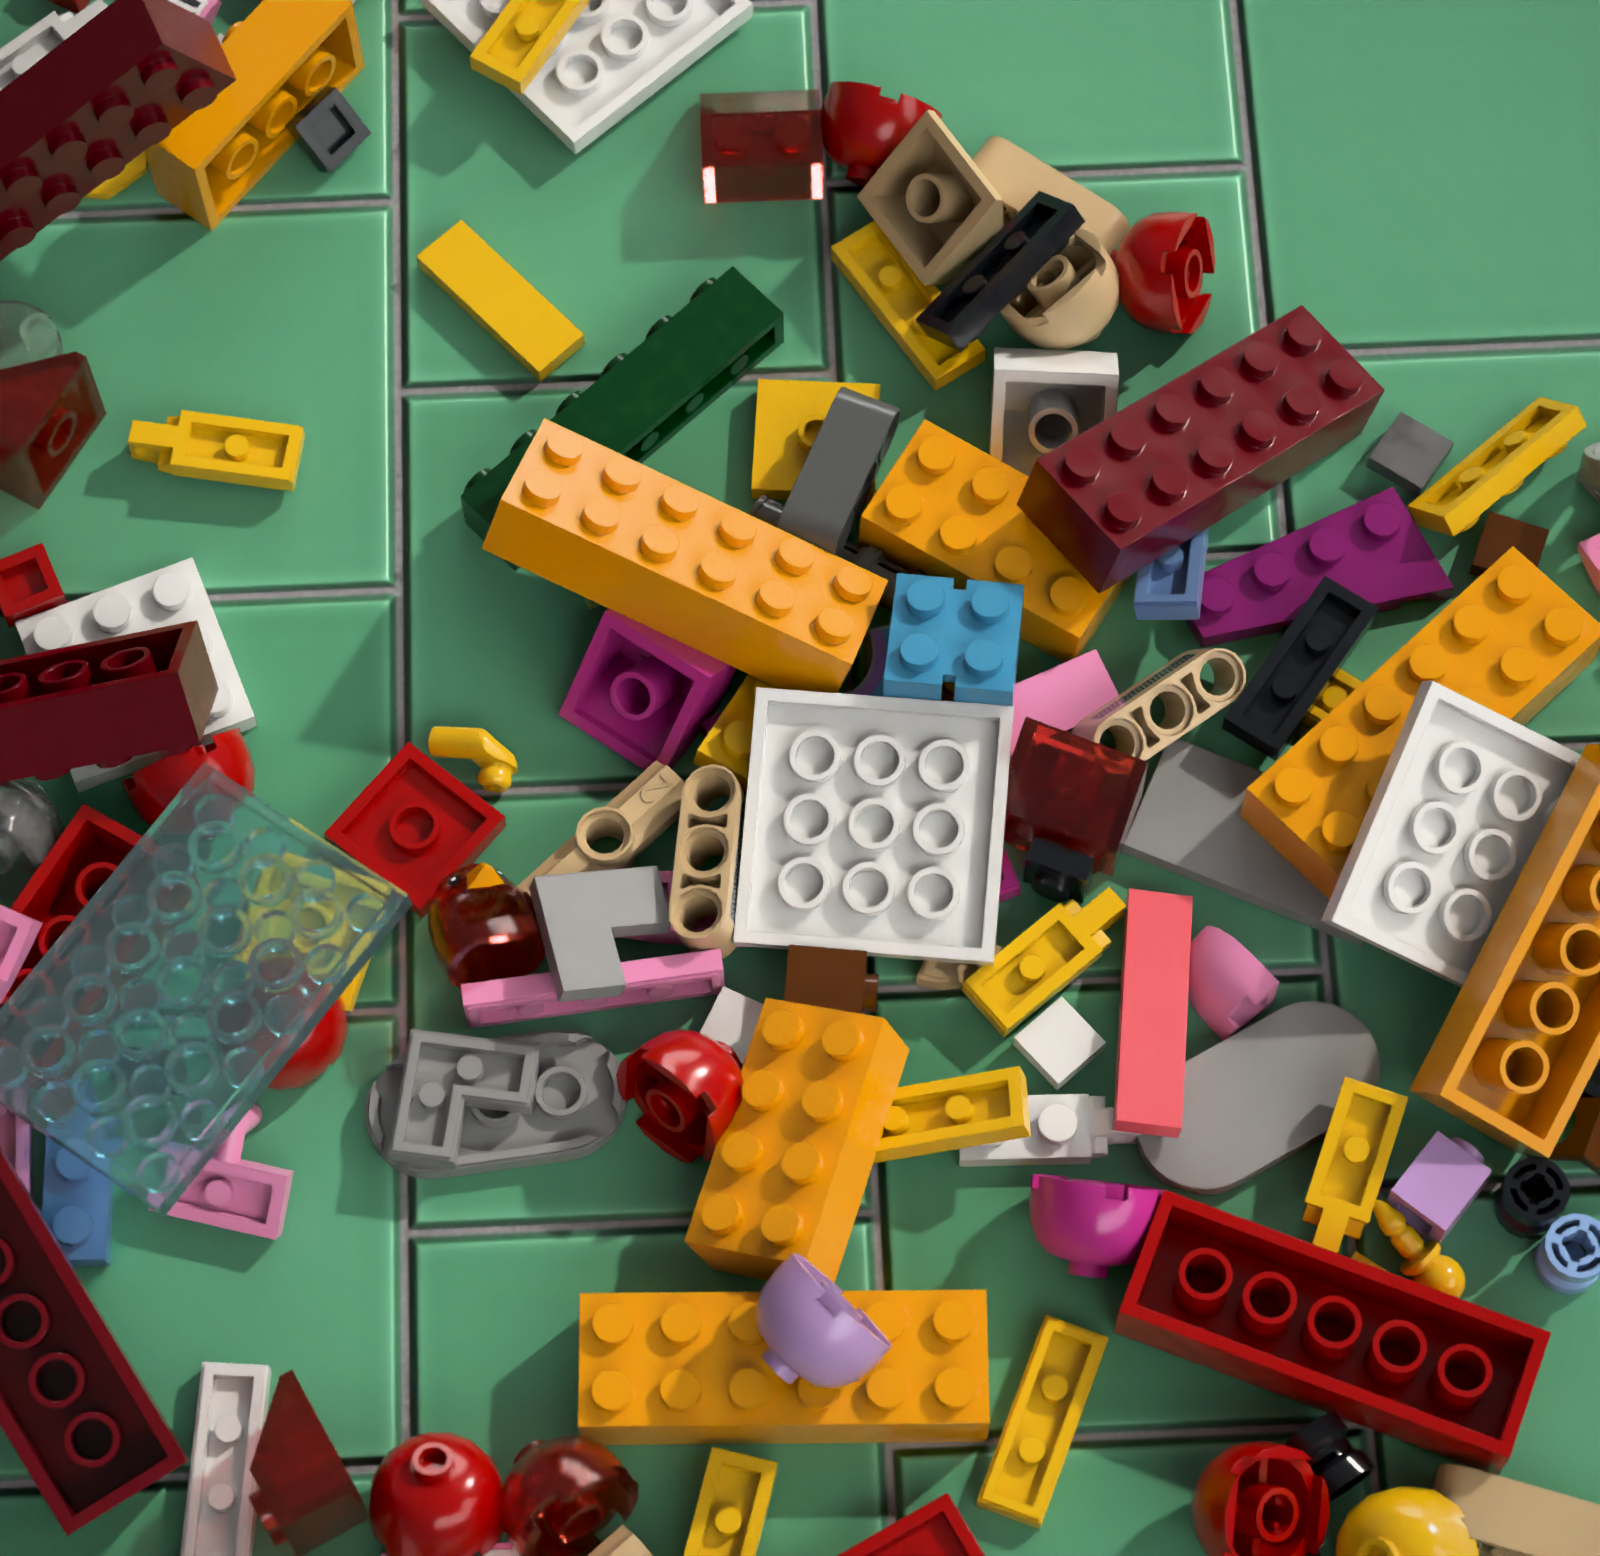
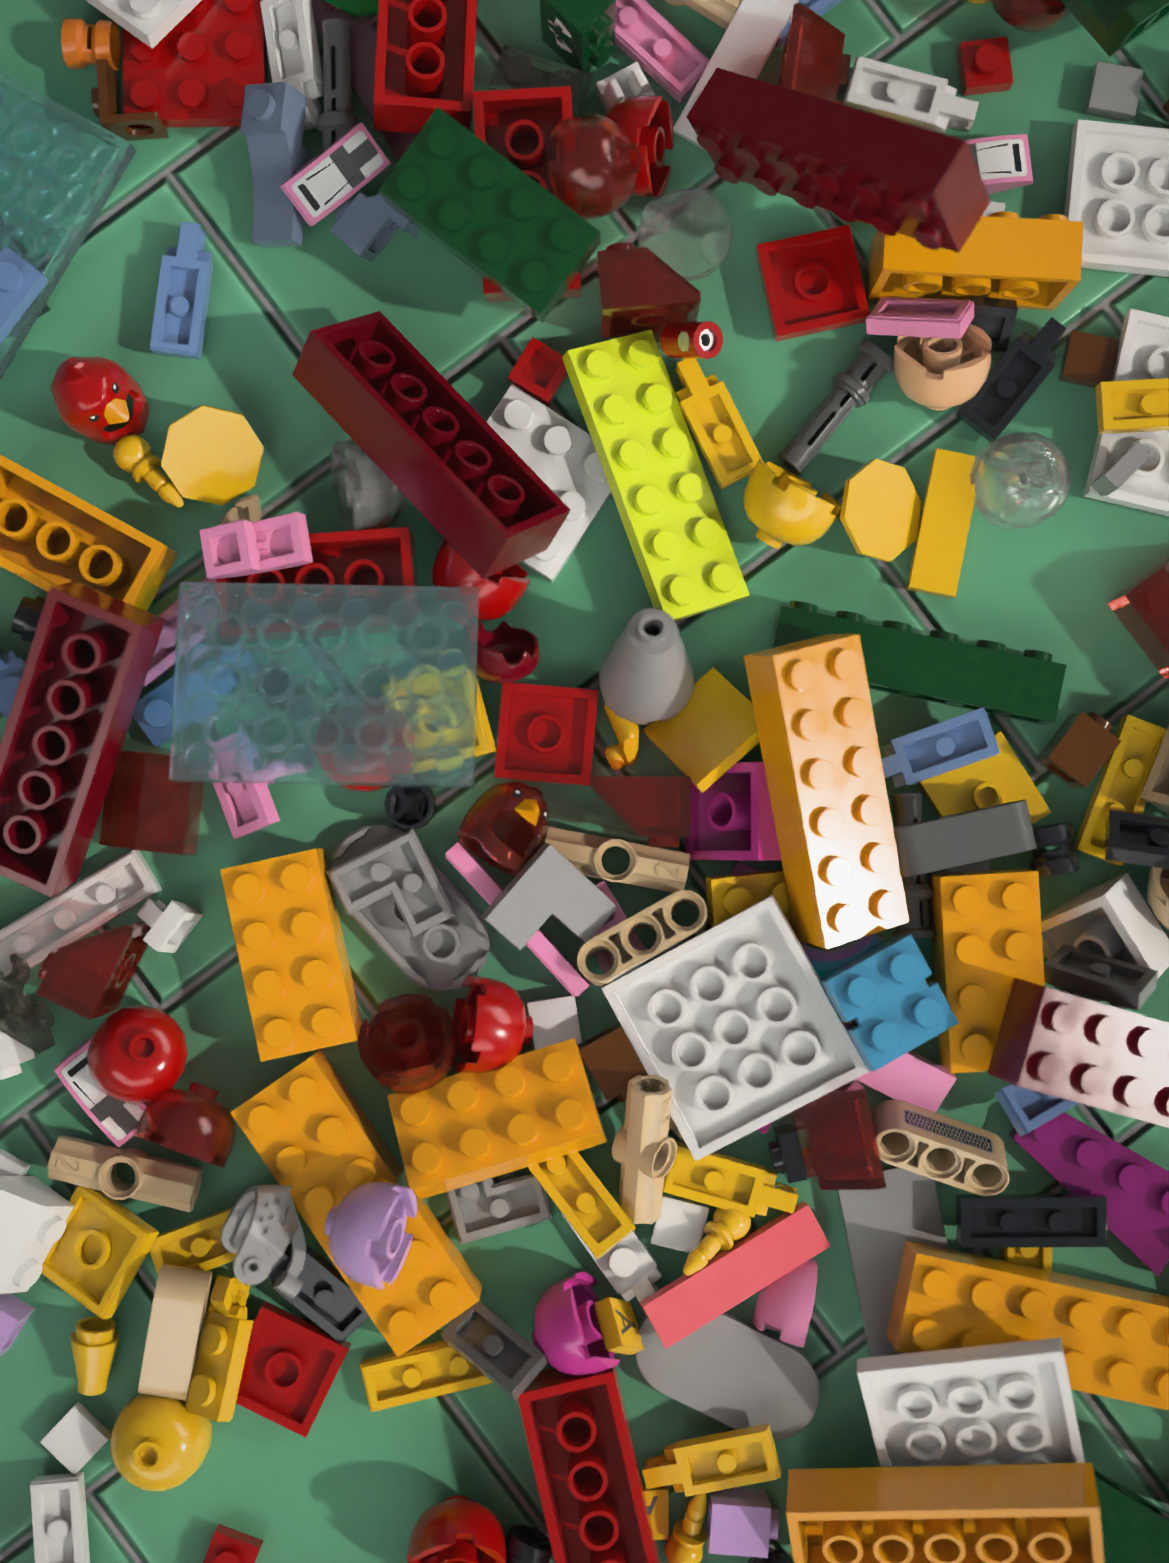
camera: 55 degrees right, 20 degrees up
(113, 409) = (690, 340): none -> red piece
(152, 266) = (812, 283): none -> red plate
(168, 1301) = (149, 809): none -> clear red slope
(228, 540) = (655, 475): none -> neon yellow plate
(270, 181) = (920, 317): none -> bright pink tile
(292, 301) = (846, 386): none -> dark grey pin
(307, 798) = (506, 653): none -> dark red hair
(318, 1371) = (168, 923): none -> white tile
(335, 194) = (942, 370): none -> light nougat cylinder
(362, 429) = (787, 506): none -> yellow cylinder
(380, 1006) = (403, 806): none -> black wheel
(405, 146) = (1012, 381): none -> black hinge
(421, 666) = (647, 670): none -> light grey cone
(438, 64) = (1088, 359): none -> reddish brown tile
(438, 345) = (880, 510): none -> yellow piece
(451, 1253) = (292, 954): none -> light orange brick
(511, 195) = (1020, 480): none -> clear cylinder
(534, 657) = (709, 732): none -> yellow tile
(566, 762) = (648, 805): none -> clear red slope
(572, 93) = (1121, 469): none -> light grey tile
(645, 1184) = (408, 1044): none -> clear red cylinder
(732, 437) = (939, 749): none -> medium blue hinge
(746, 1464) = (259, 1233): none -> light grey helmet
(833, 316) = (1079, 749): none -> reddish brown brick
(846, 1480) = (323, 1296): none -> black hinge
(896, 1240) = (498, 1206): none -> light grey tile
(921, 400) = (1055, 860): none -> black wheel
(939, 1003) = (644, 1148): none -> tan piece
(1054, 1314) = (495, 1349): none -> dark grey plate
(1097, 998) = (720, 1233): none -> yellow bar
(1098, 403) = (1100, 977): none -> dark grey plate
(1125, 1171) = (618, 1326): none -> yellow tile

